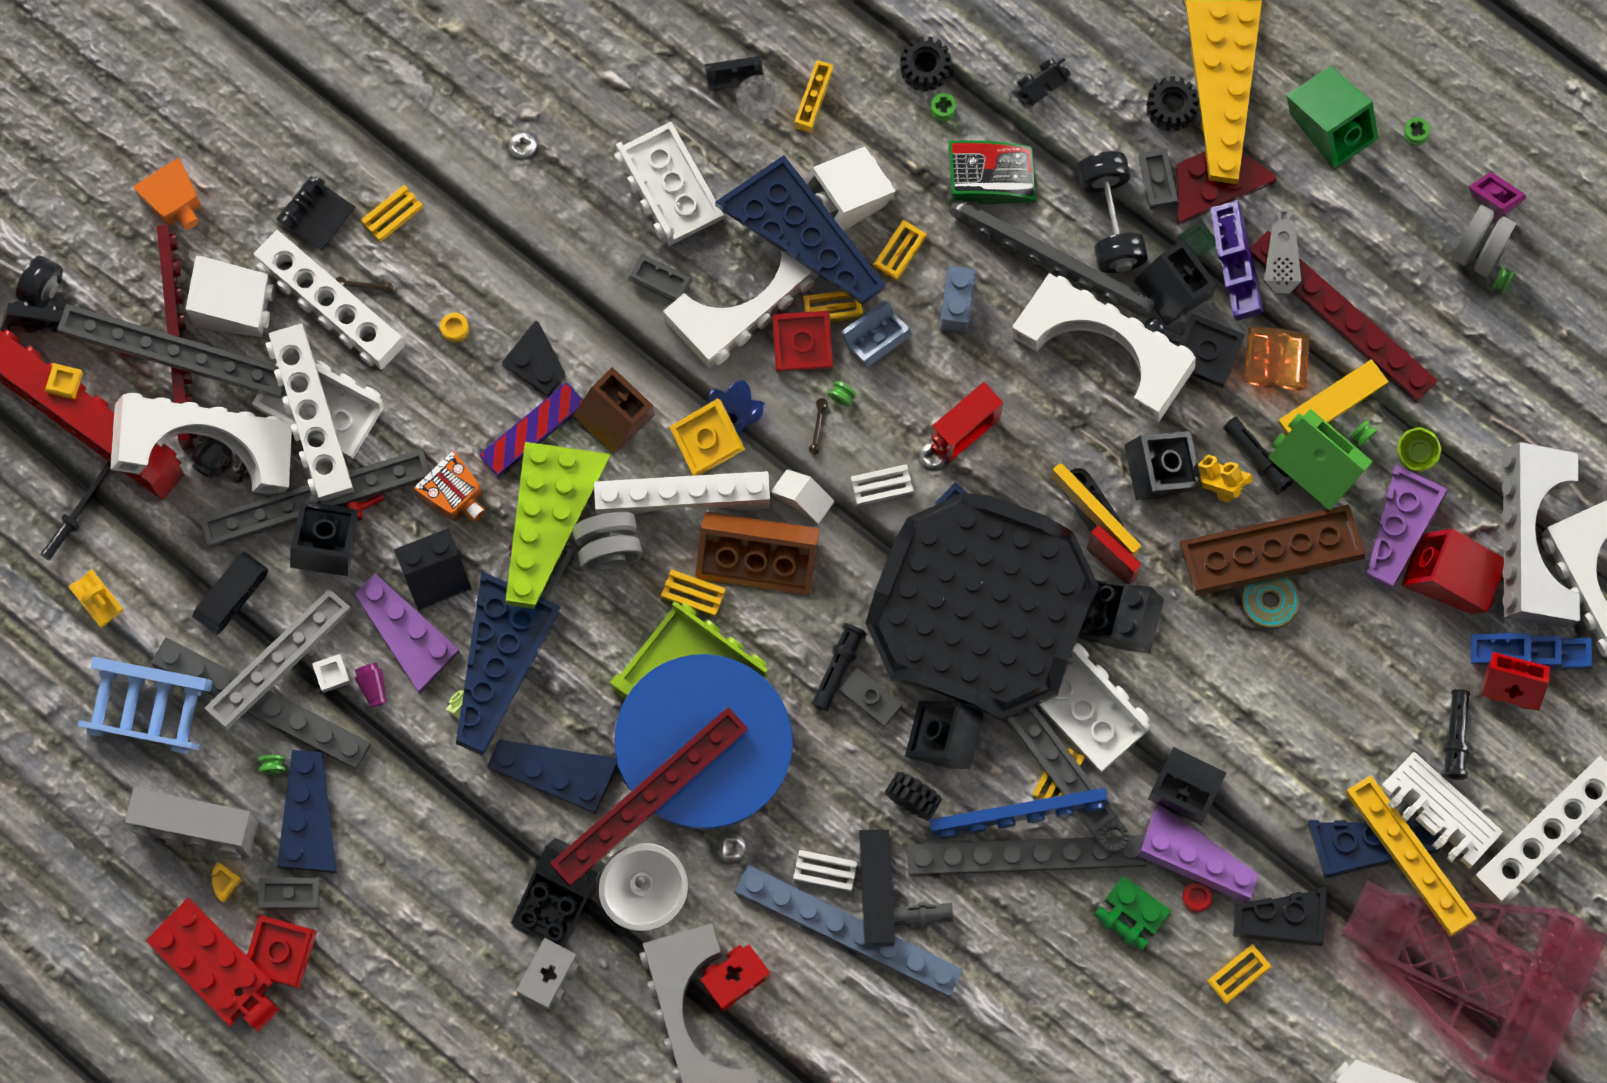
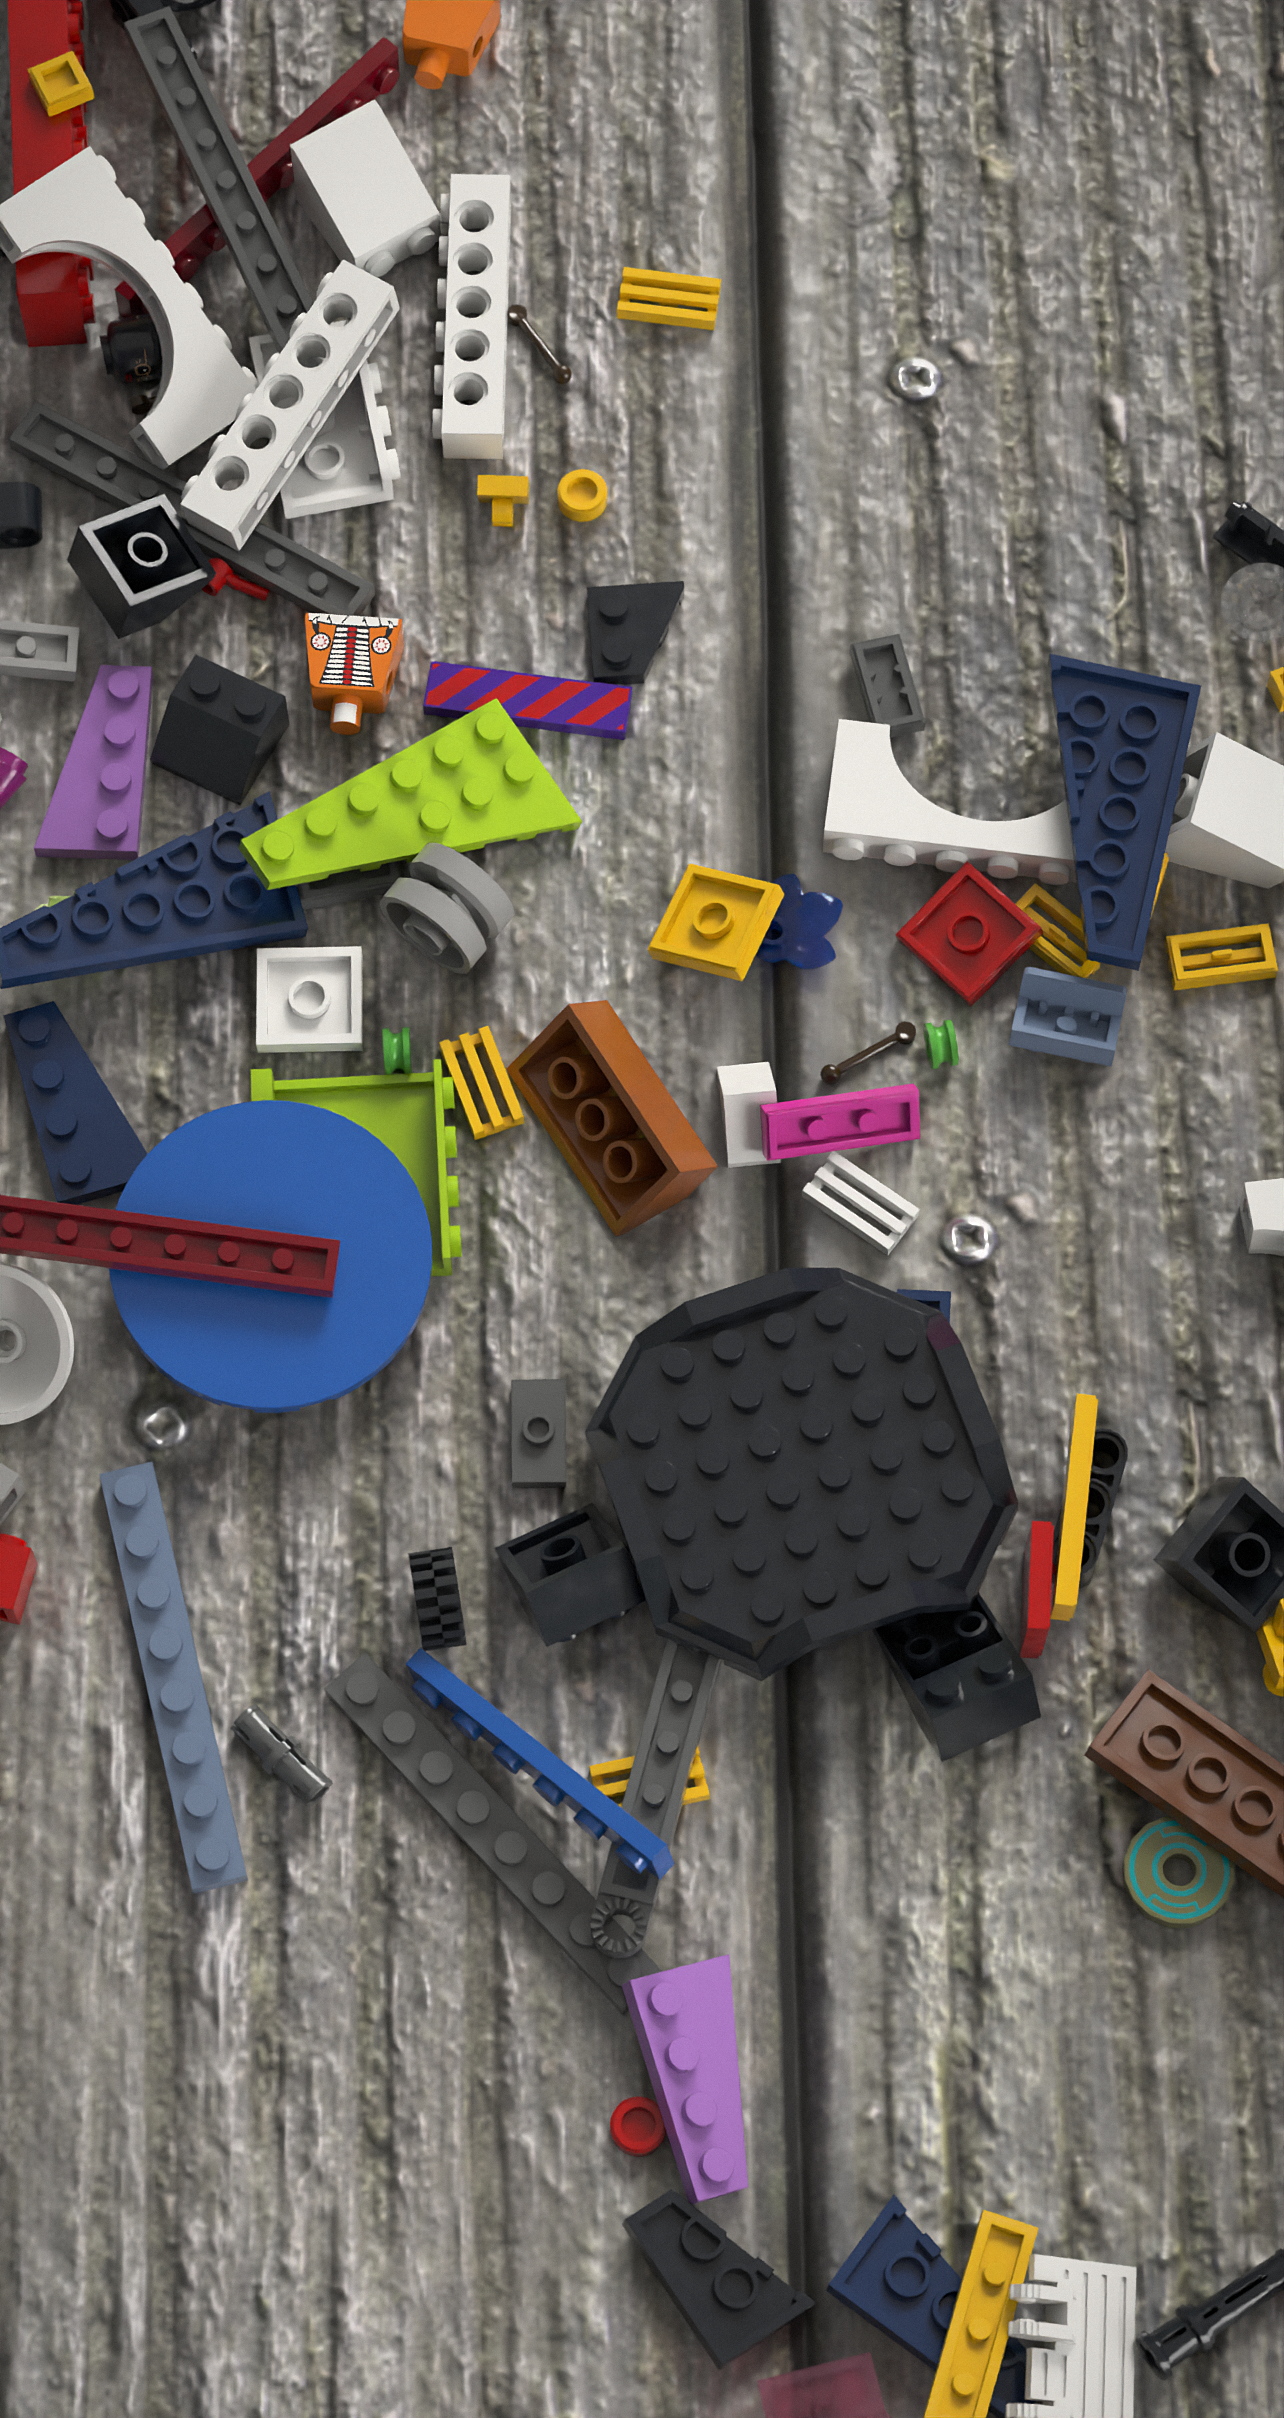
camera: 50 degrees right, 5 degrees down
(316, 212) = (583, 210): black hinge -> none
(427, 360) = (503, 493): none -> yellow tile
(593, 632) = (309, 999): none -> white plate
(613, 411) = (643, 774): reddish brown slope -> none
(650, 615) = (397, 1051): none -> bright green bush
(668, 184) = (1028, 588): white bracket -> none
(727, 491) = (659, 1002): white arch -> none
(825, 870) = (213, 1534): white tile -> none
(842, 463) = (840, 1122): none -> dark pink tile
(843, 654) = (566, 1346): black pin -> none
(876, 888) = (263, 1659): black tile -> none
(957, 299) = (1218, 1083): sand blue brick -> none
(965, 422) = (1044, 1232): red window -> none
(1094, 712) = (783, 1752): white bracket -> none
(1135, 905) = (551, 2051): green plate -> none
(1187, 786) = (790, 1972): black slope -> none
(1219, 990) = (571, 2304): yellow tile -> none

